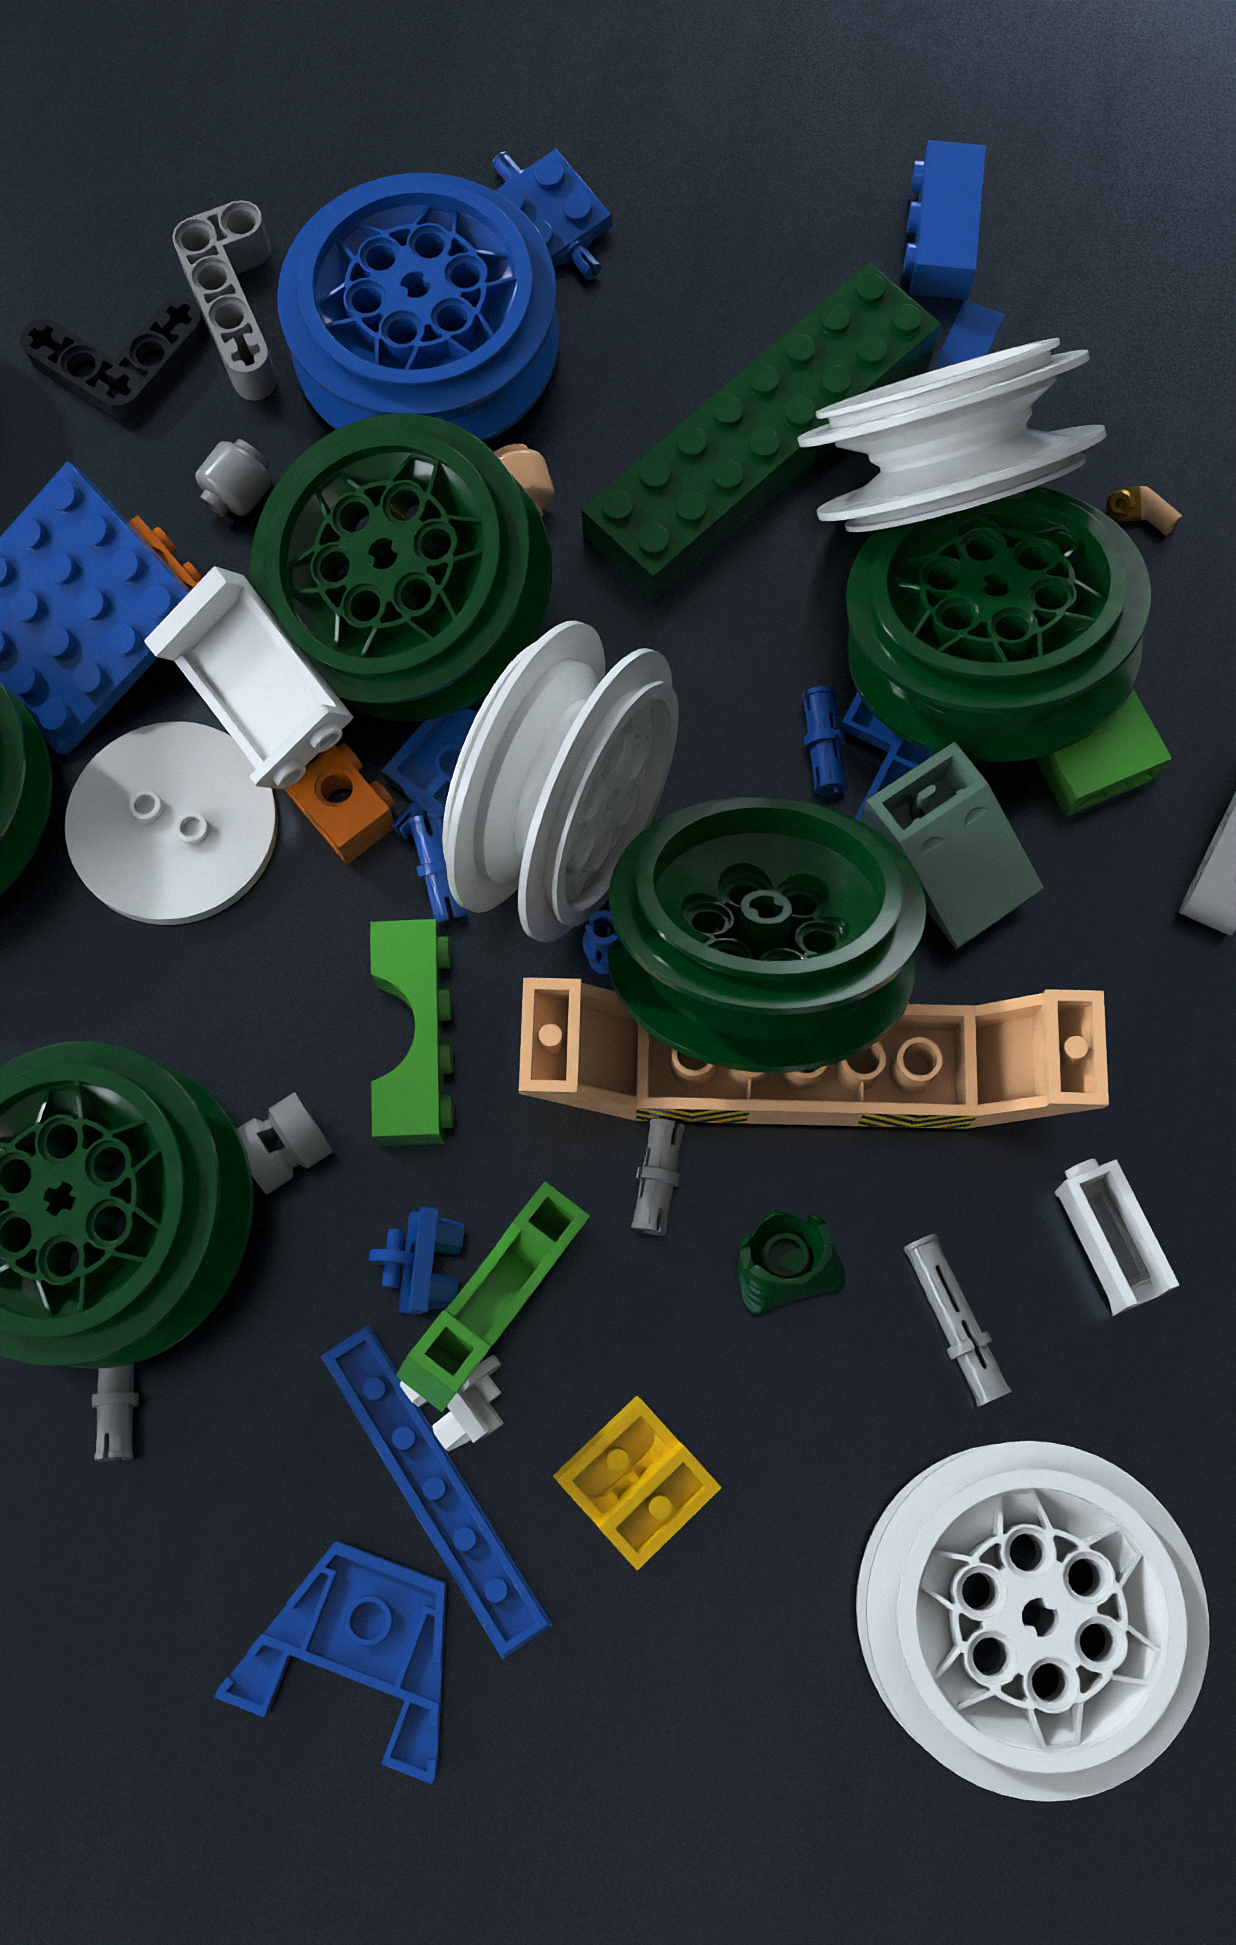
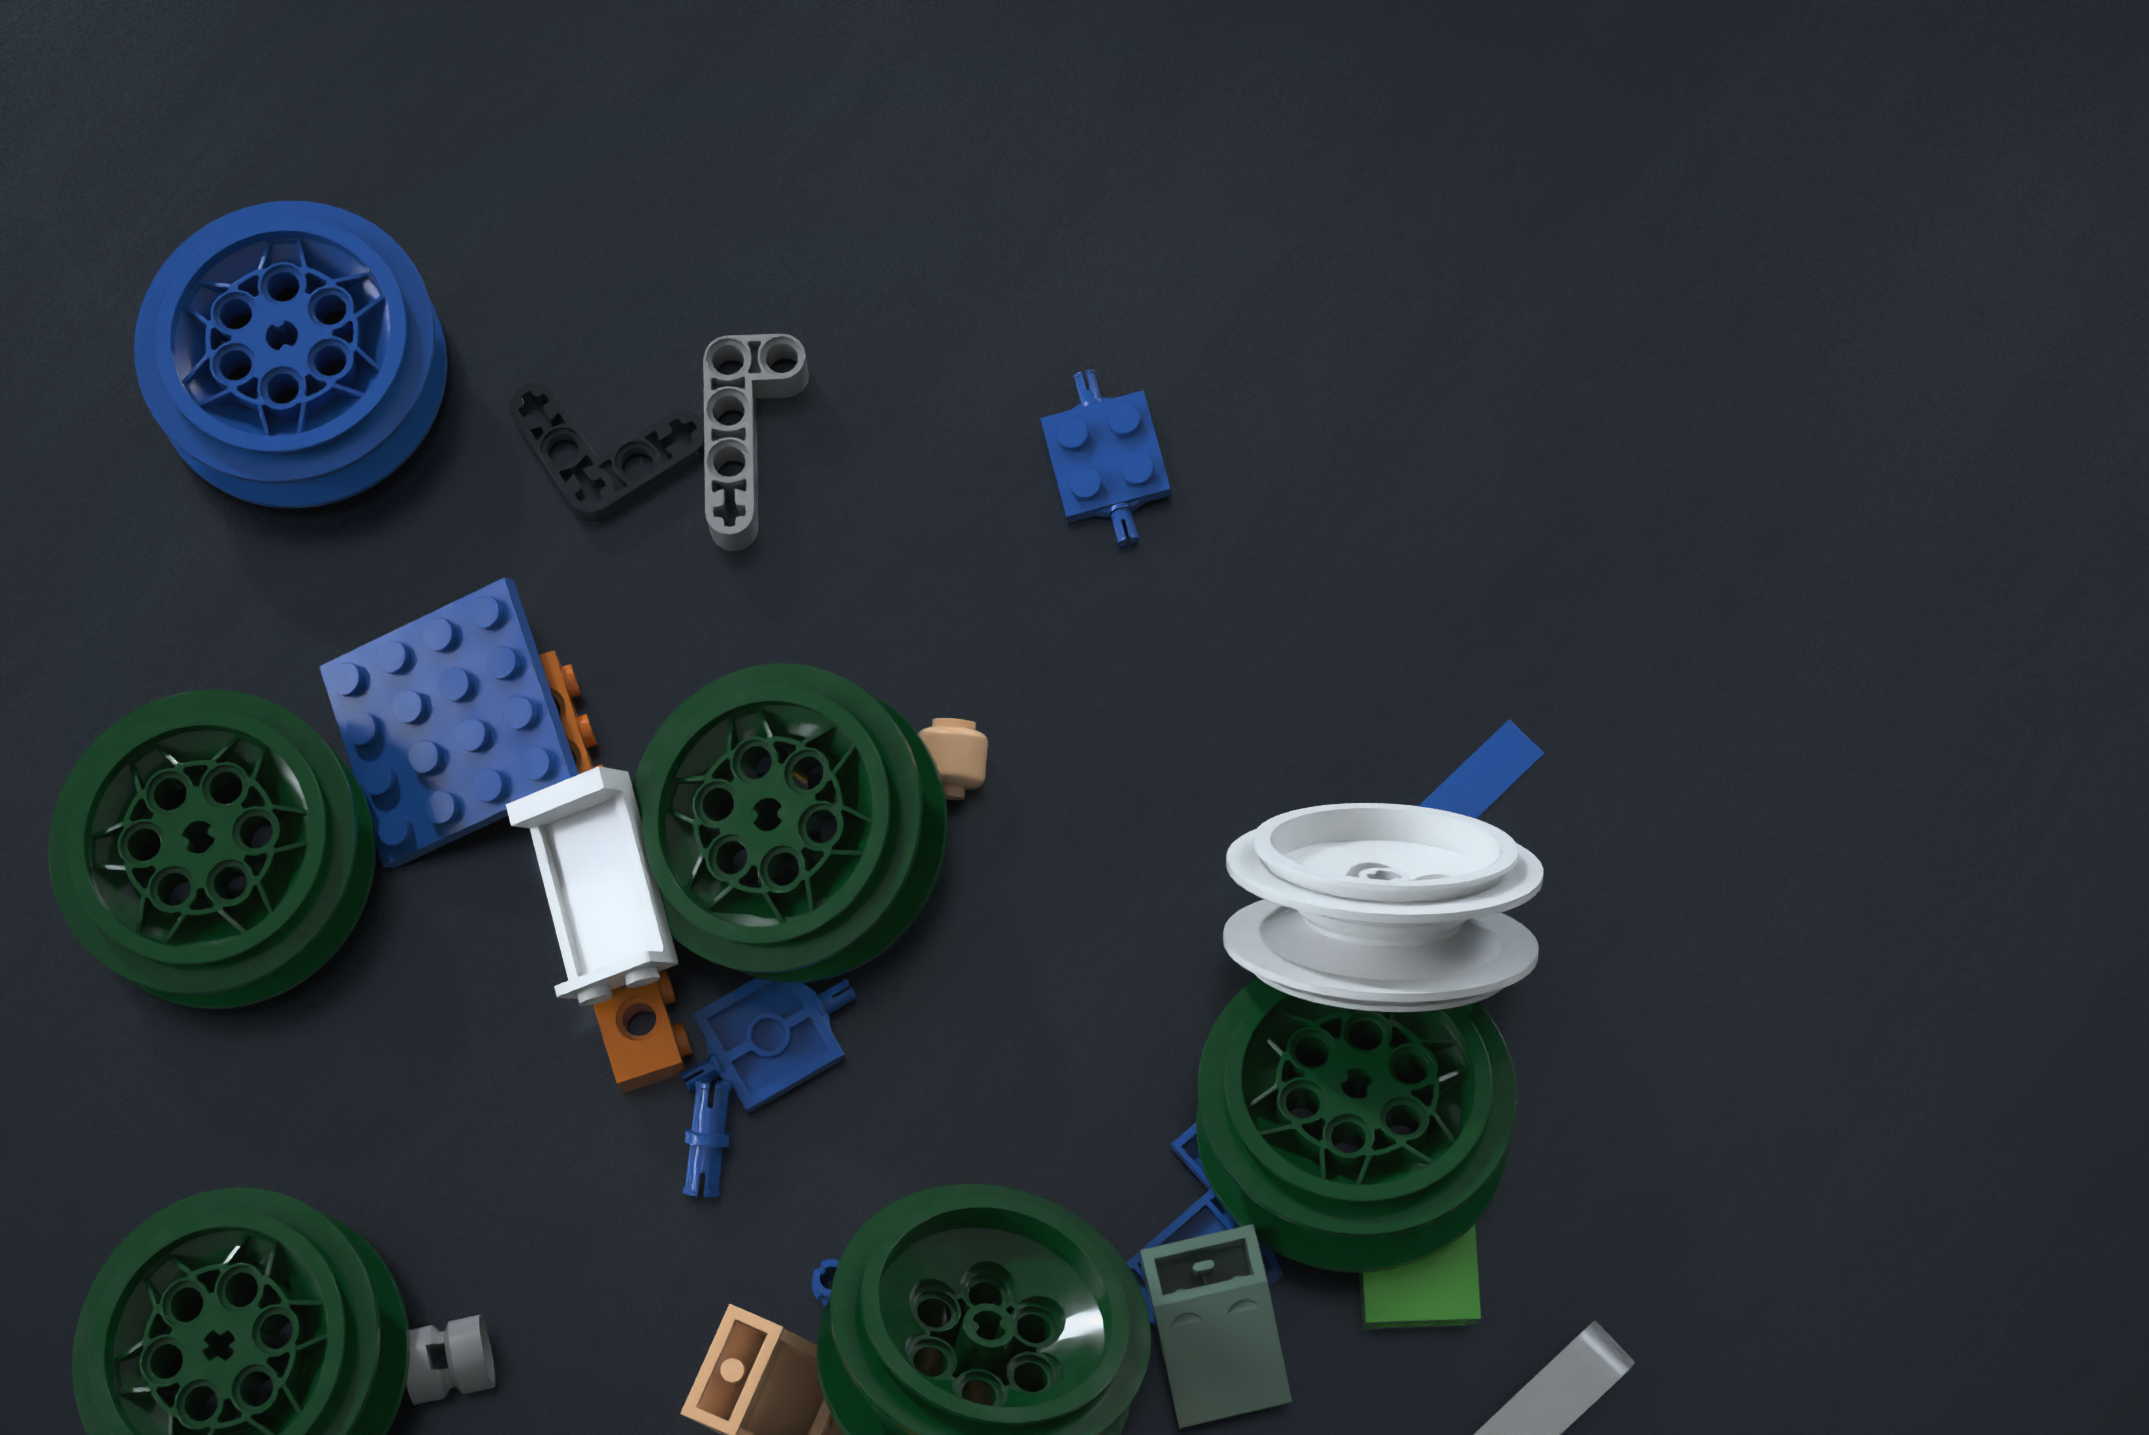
camera: 20 degrees right, 0 degrees up
(170, 824) = (464, 984): white plate -> none
(233, 478) = (666, 640): light grey head -> none
(411, 1099) = (589, 1365): bright green arch -> none
(425, 262) = (907, 630): blue wheel -> none
(558, 779) = (844, 1120): white wheel -> none
(744, 439) = (1201, 797): dark green brick -> none
(824, 741) = (1148, 1154): blue pin -> none
(945, 220) = (1520, 627): blue brick -> none
(1142, 504) = (1588, 1025): arm -> none

